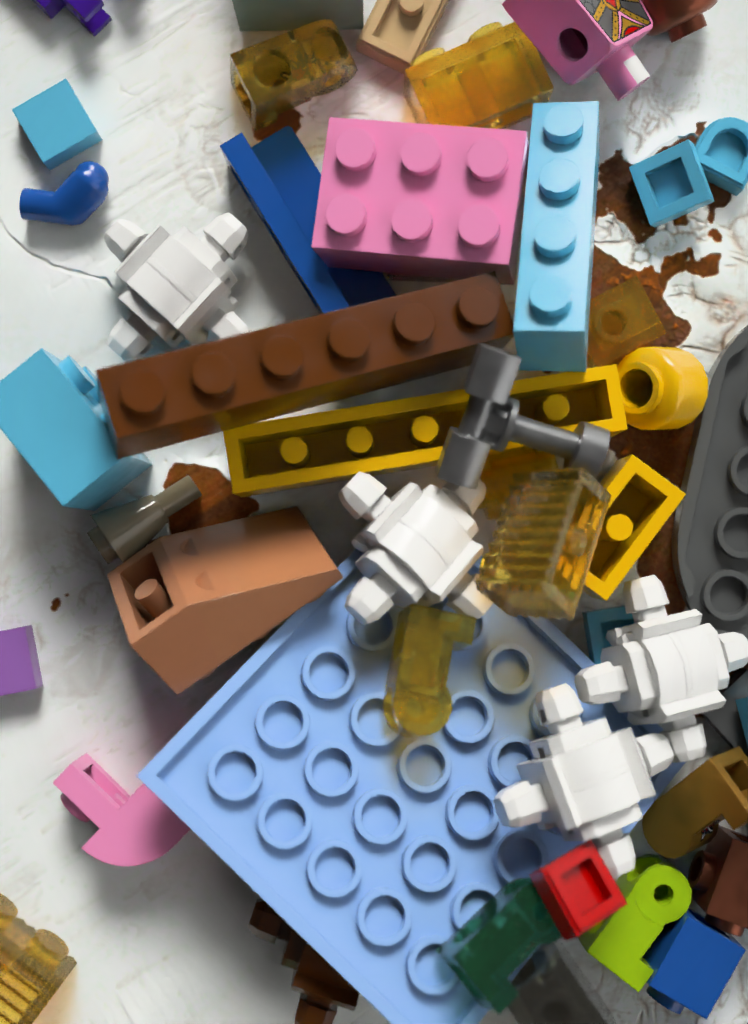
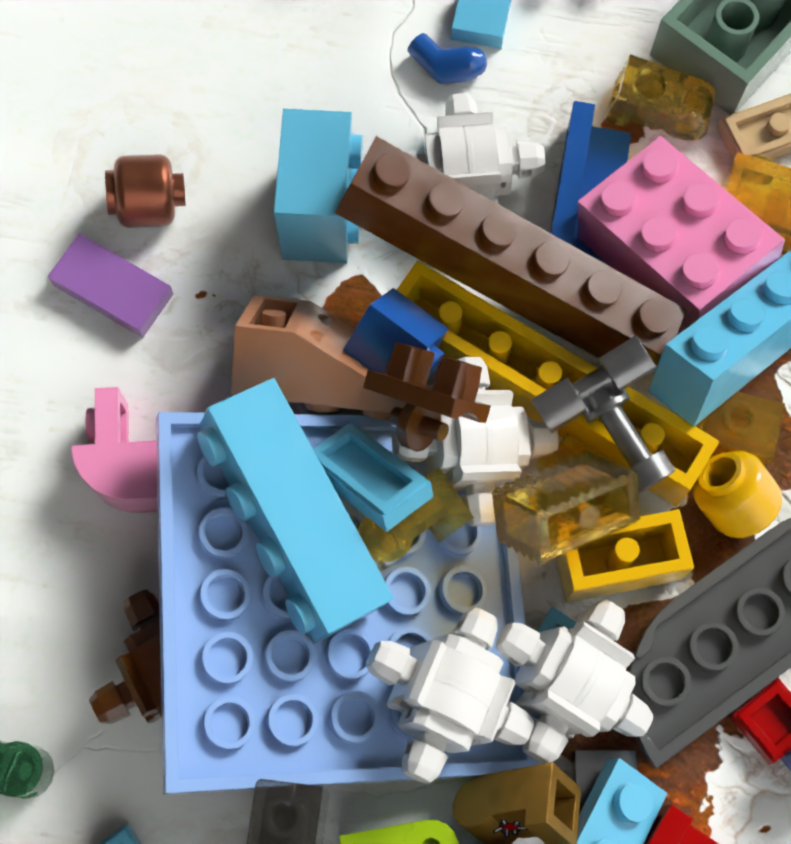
camera: 40 degrees right, 15 degrees down
(132, 525) = (299, 281): dark tan cone -> none
(274, 519) = (394, 320): none -> blue brick
(329, 755) = (292, 510): none -> medium azure brick
(355, 573) = (450, 396): none -> reddish brown hips
(362, 667) = (372, 477): none -> medium azure tile
(498, 942) = (319, 741): clear green leg -> none
(578, 890) = (378, 751): red tile -> none

